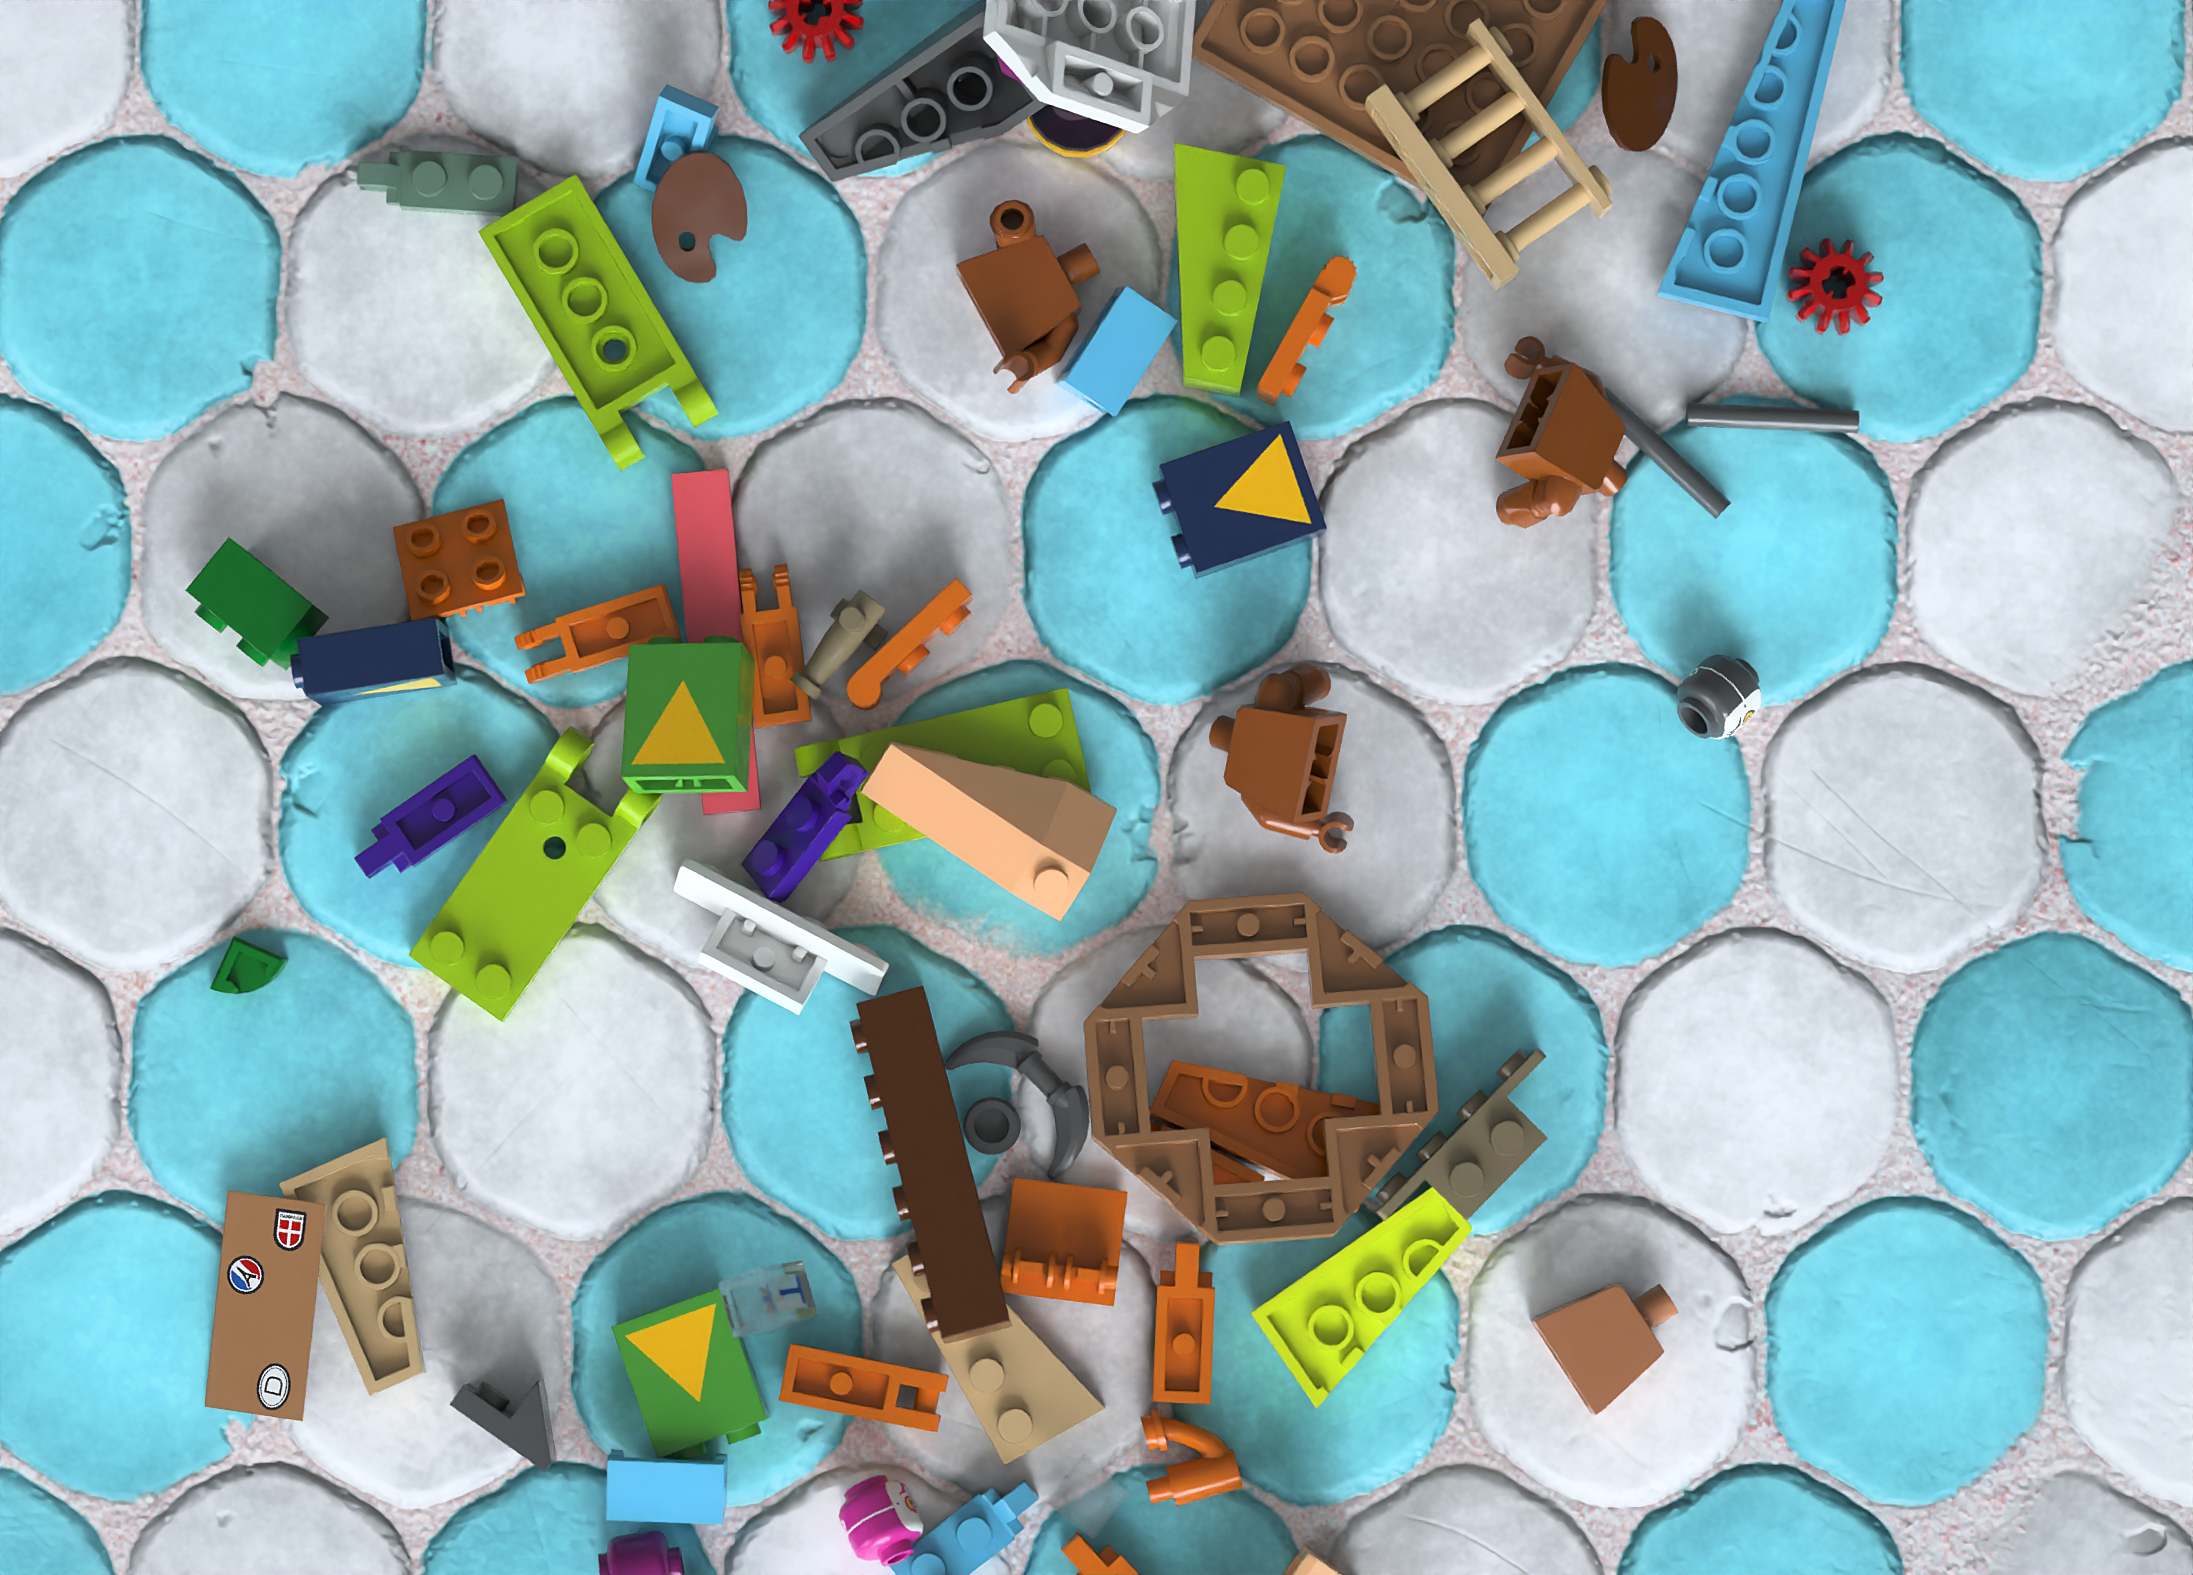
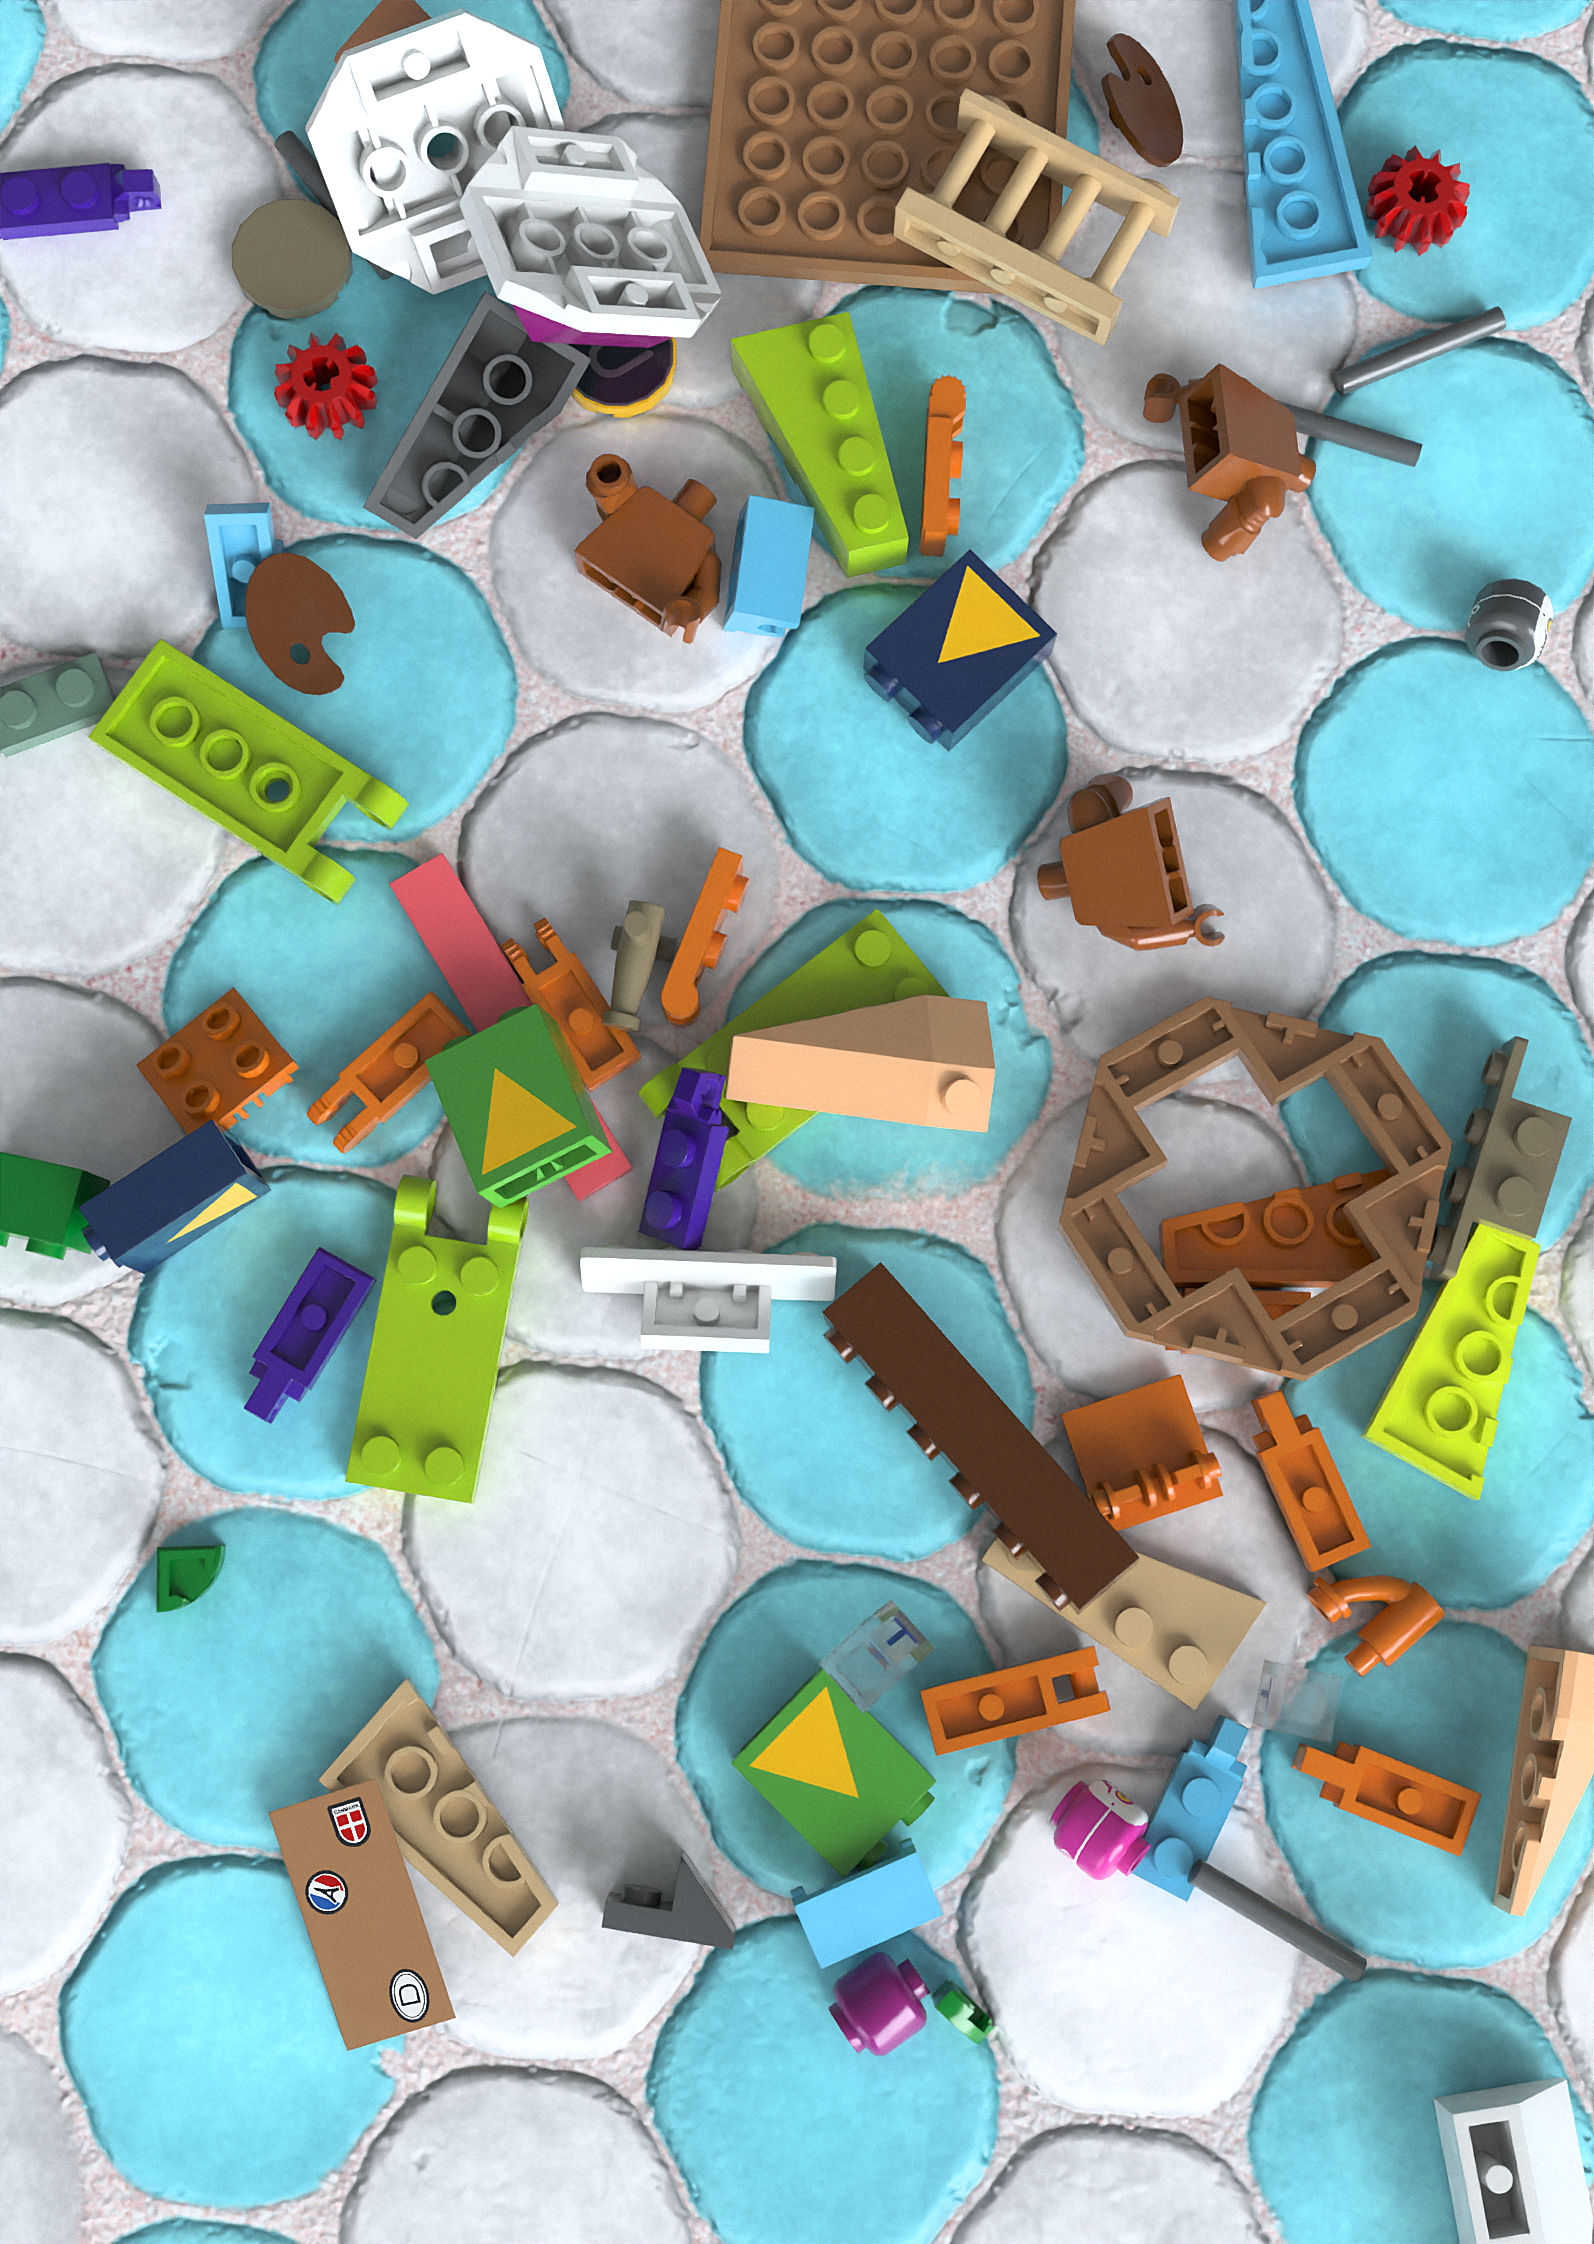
camera: 25 degrees left, 5 degrees down
(992, 1125) = (1014, 1372): dark grey tile -> none
(1067, 1102) = (1076, 1313): dark grey piece -> none

